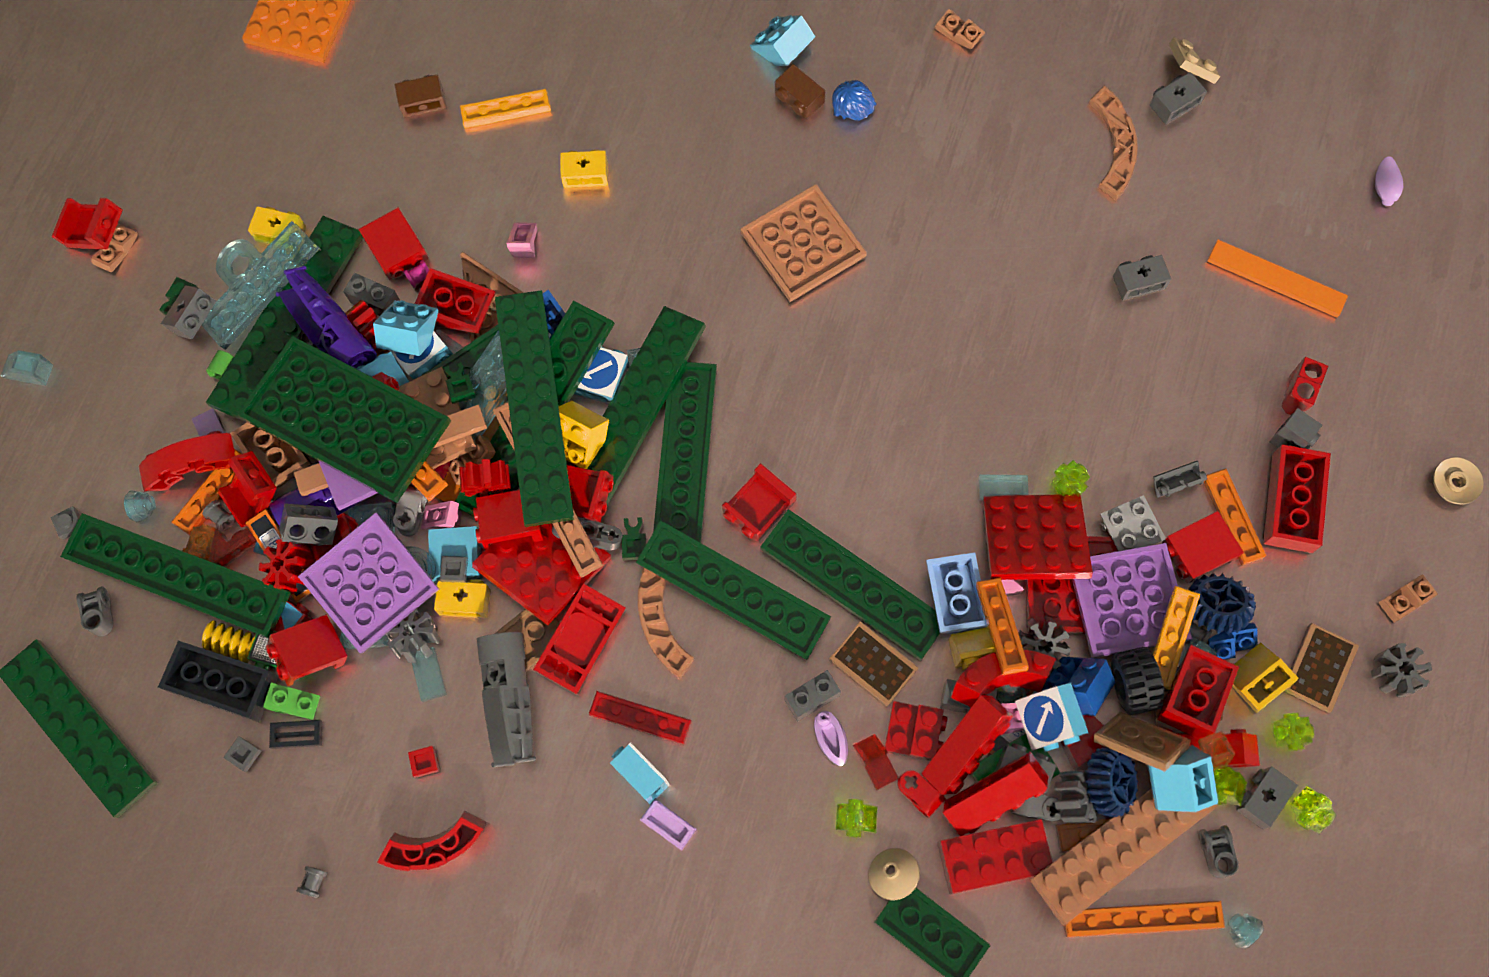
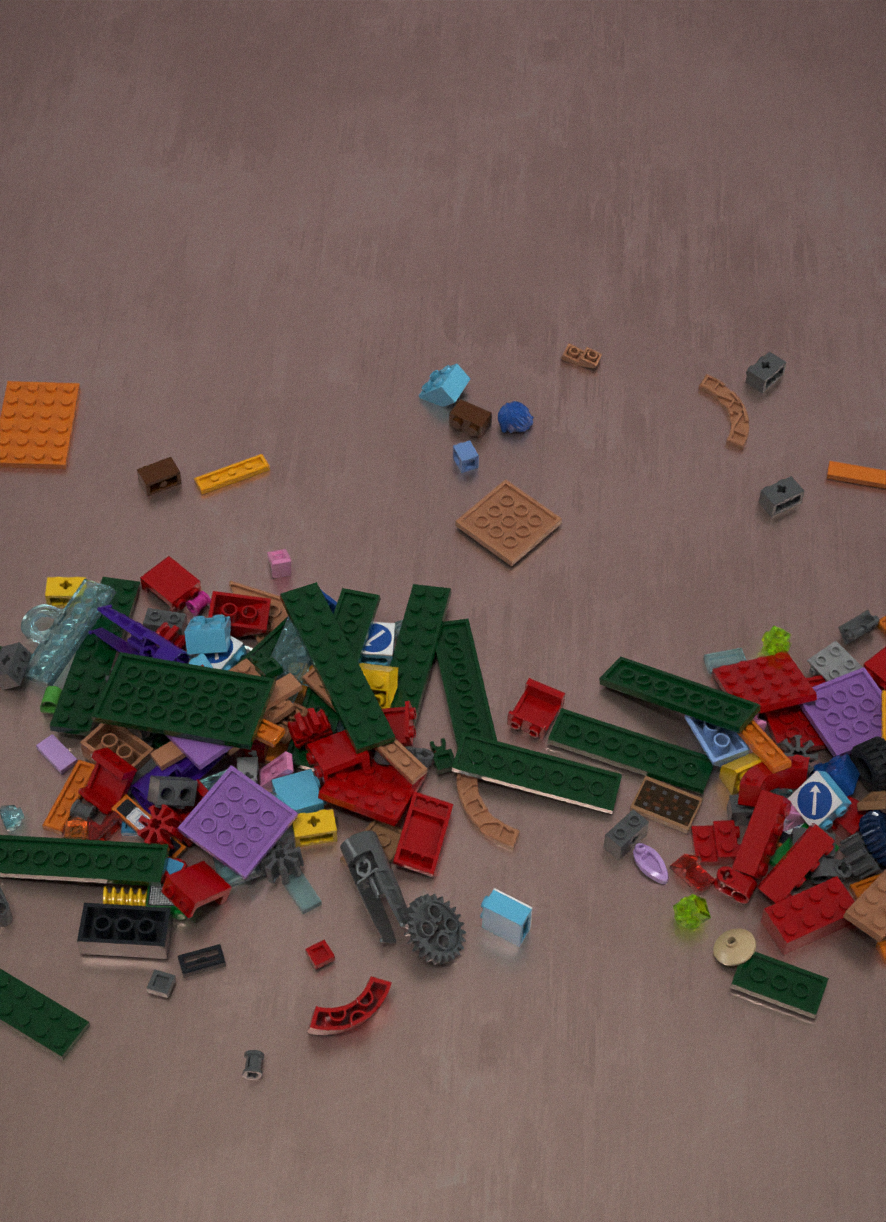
camera: 20 degrees left, 20 degrees down
(201, 453) = (33, 776): red brick -> none
(291, 701) = (191, 934): bright green plate -> none
(454, 569) = (303, 802): dark grey tile -> none
(539, 755) = (434, 929): none -> dark grey gear
(584, 169) = (313, 503): yellow brick -> none
(640, 717) = (484, 883): red tile -> none
(668, 824) = (539, 956): lavender tile -> none
(778, 142) = (465, 456): none -> medium blue brick
(930, 532) = (680, 694): none -> dark green plate
(1190, 61) = (767, 344): tan plate -> none

